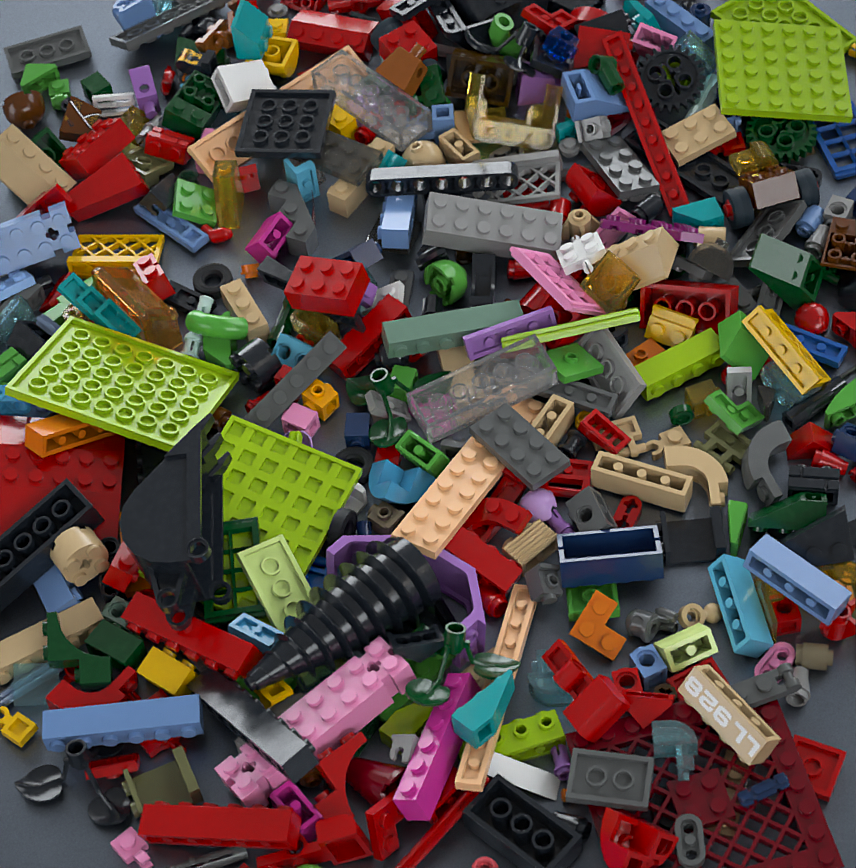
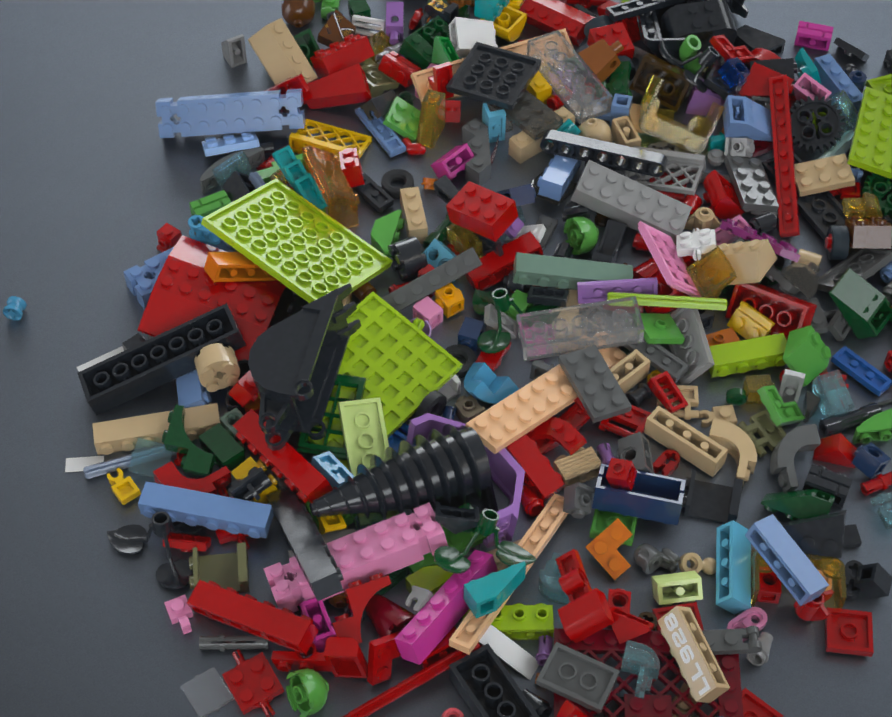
camera: 10 degrees right, 0 degrees up
(167, 679) = (251, 485): none -> black hips
(192, 339) = (367, 223): light aqua pin -> none
(215, 110) = (443, 51): none -> green slope
(216, 325) = (386, 218): bright green cylinder -> none
(225, 143) = (441, 76): none -> red slope
(422, 453) = (515, 366): bright green brick -> none
(433, 362) = (548, 296): none -> black plate
(539, 504) = (595, 434): lavender hair -> none
(584, 539) = (621, 474): none -> red brick
(606, 70) = (764, 103): dark green piece -> none
(651, 675) = (645, 601): medium blue brick -> none
(699, 213) = (804, 238): teal slope -> none
(737, 519) = (753, 498): bright green slope -> none
(785, 349) = (839, 368): yellow fence -> none
(812, 318) = (870, 349): red hair -> none
(814, 656) = (781, 627): dark tan brick -> none
(825, 458) = (846, 468): red cone -> none

